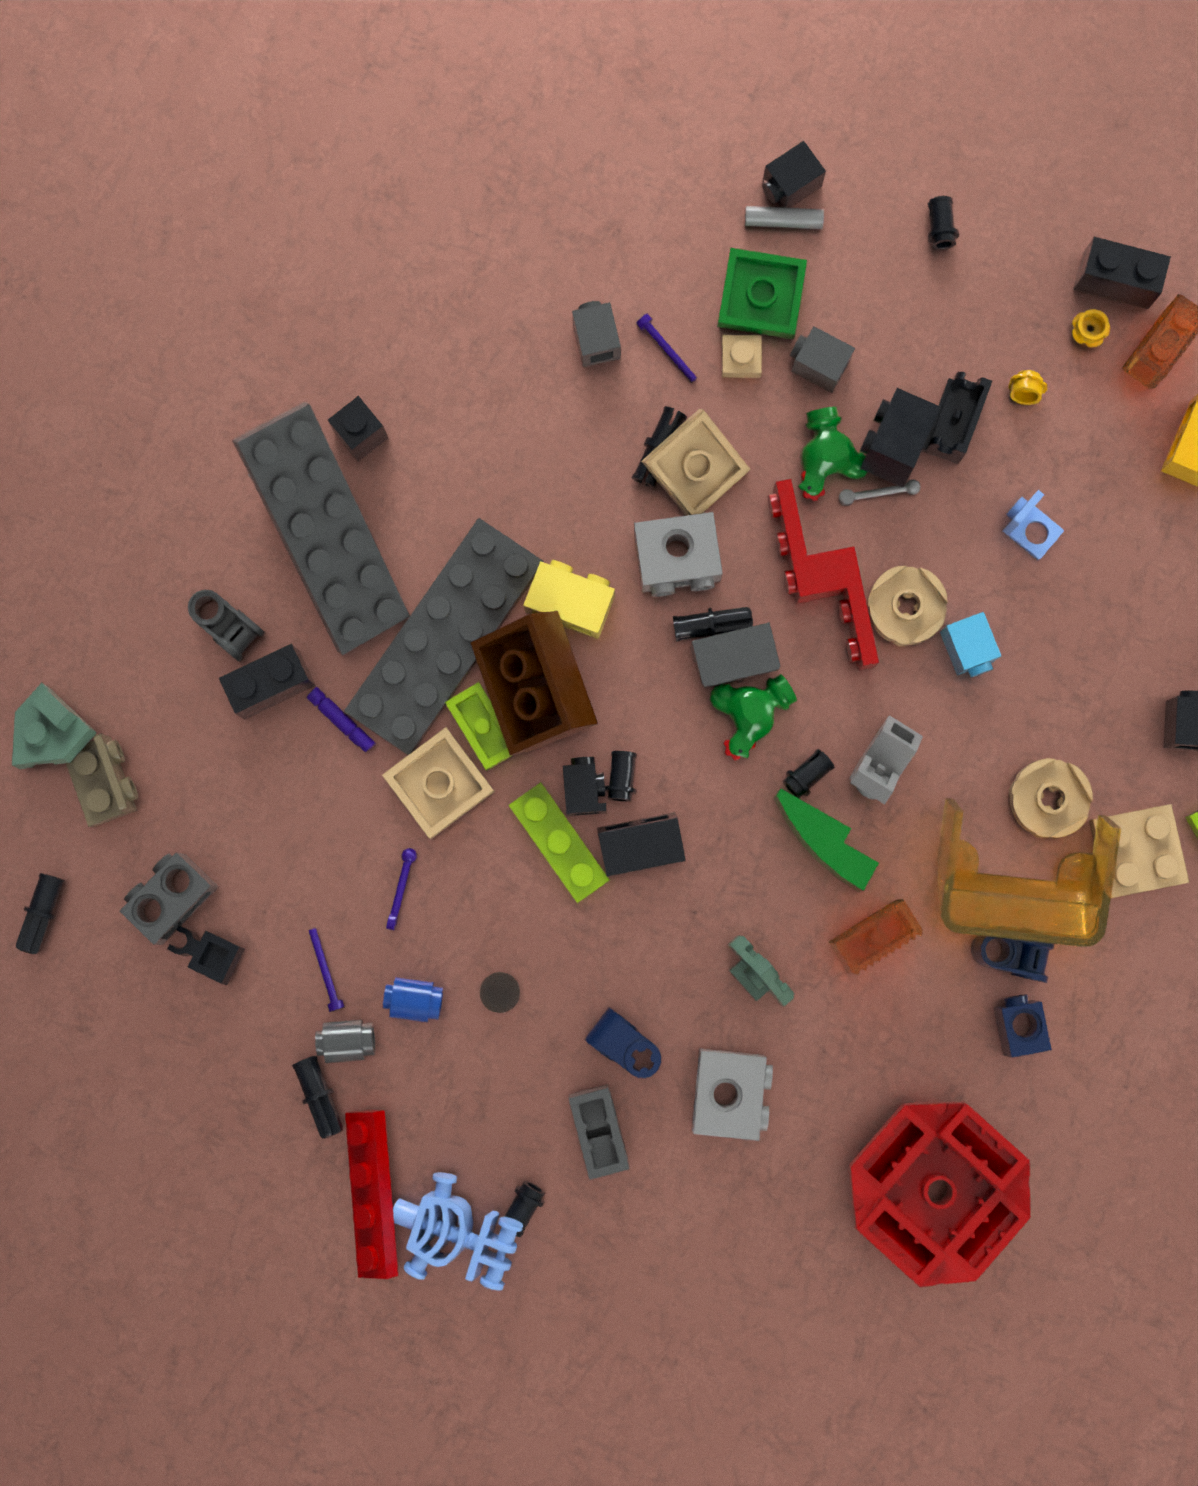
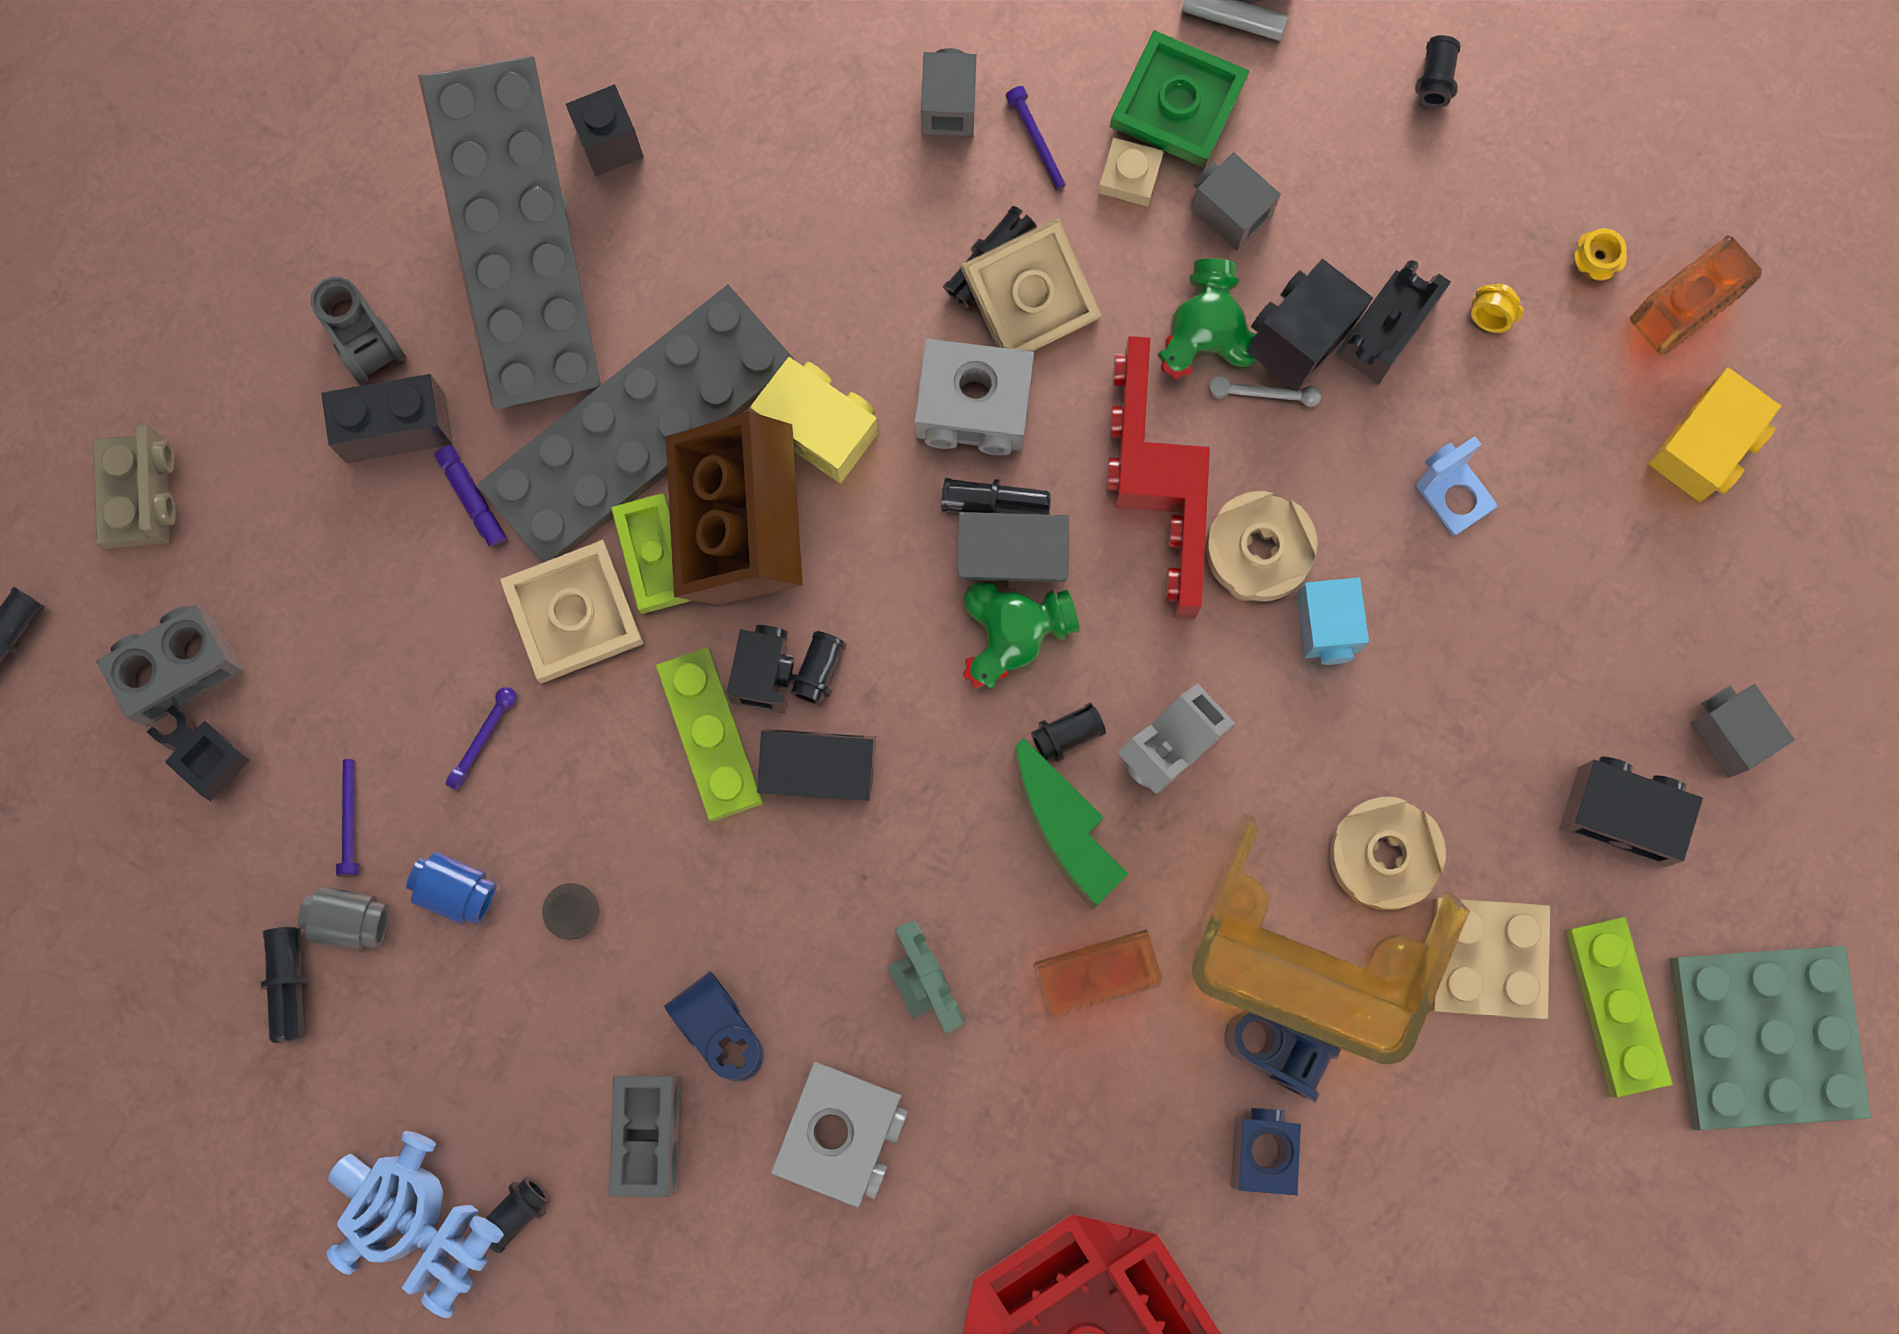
camera: 10 degrees right, 5 degrees down
(47, 731) = (83, 406): sand green plate -> none
(371, 1194) = (313, 1138): red plate -> none
(1122, 272) = (1659, 193): black brick -> none

